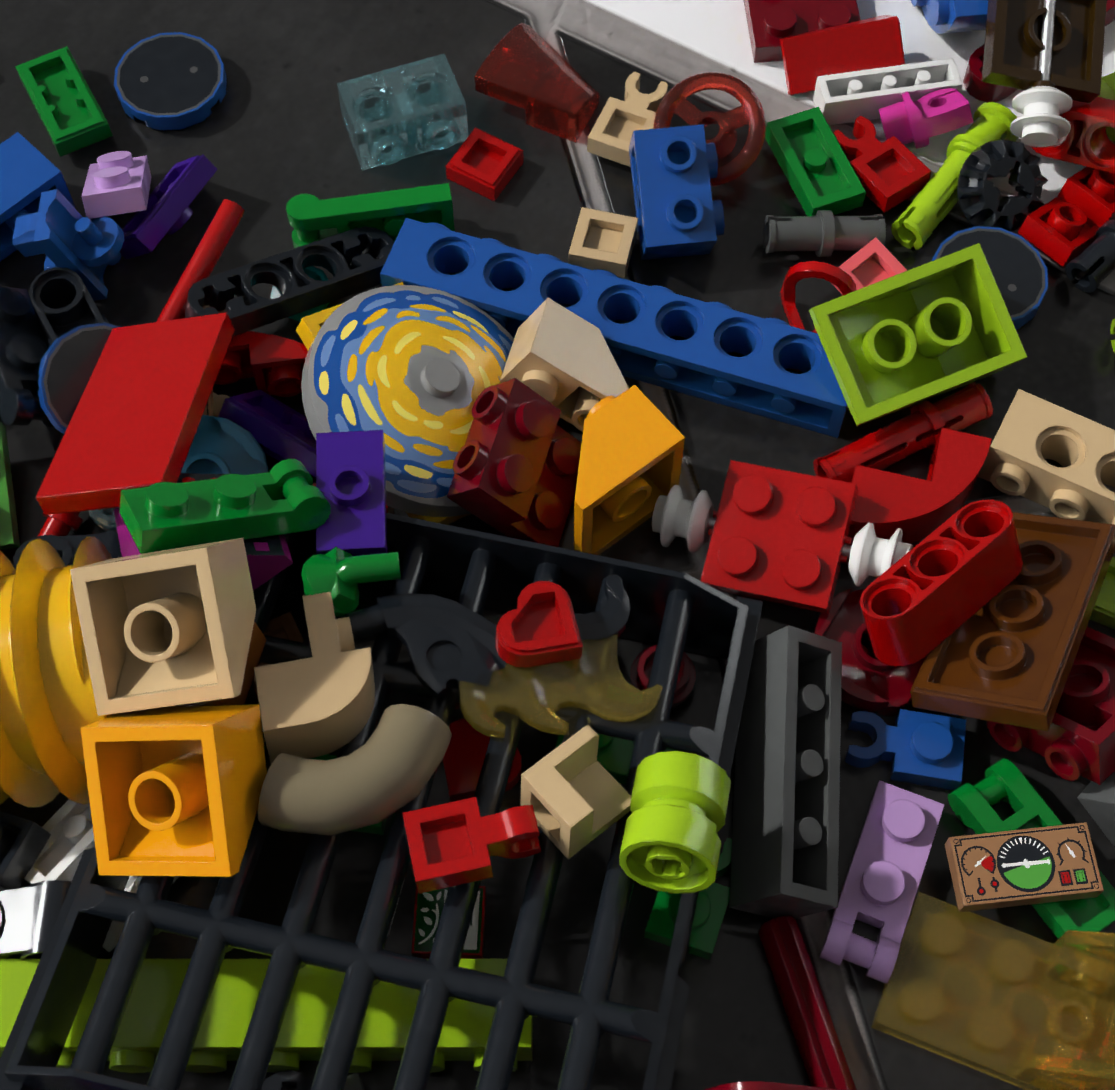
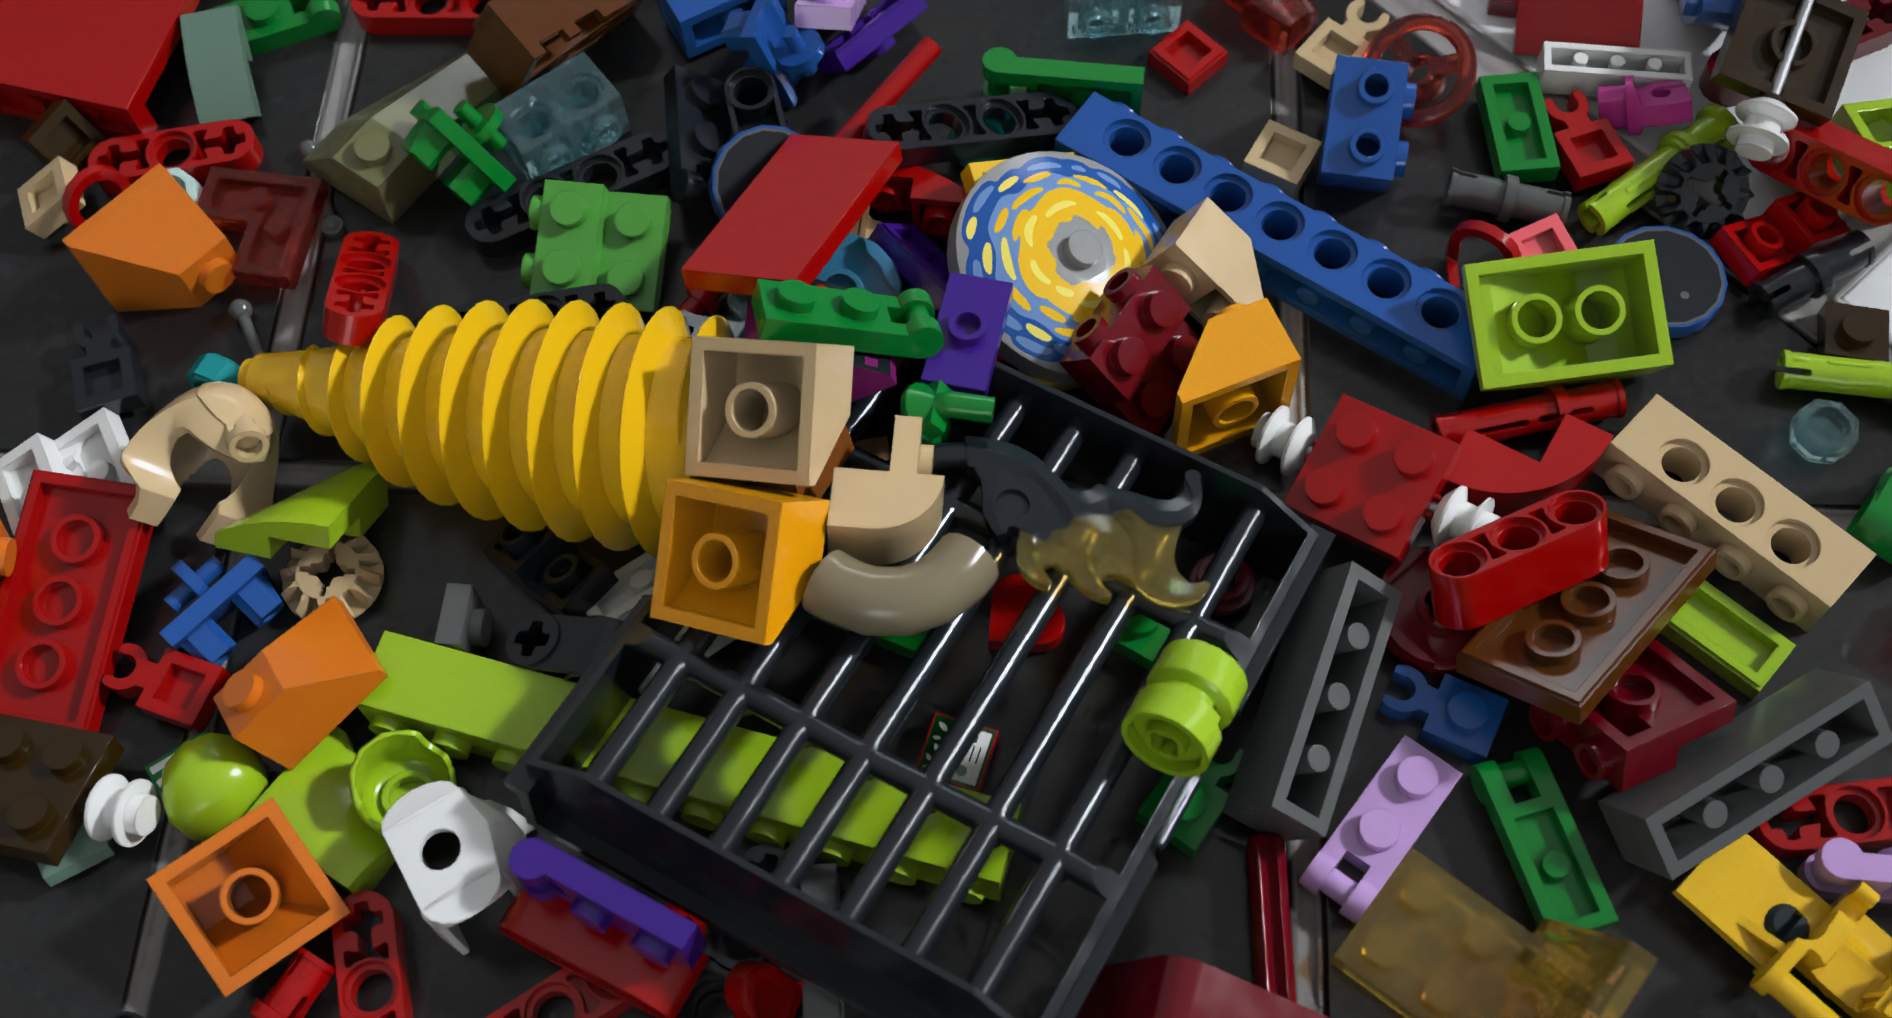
camera: 20 degrees right, 0 degrees up
(454, 843) = (974, 671): red plate -> none
(540, 628) = (1108, 500): red tile -> none
(574, 793) = (1096, 656): tan panel -> none
(1023, 867) = (1521, 850): medium nougat tile -> none

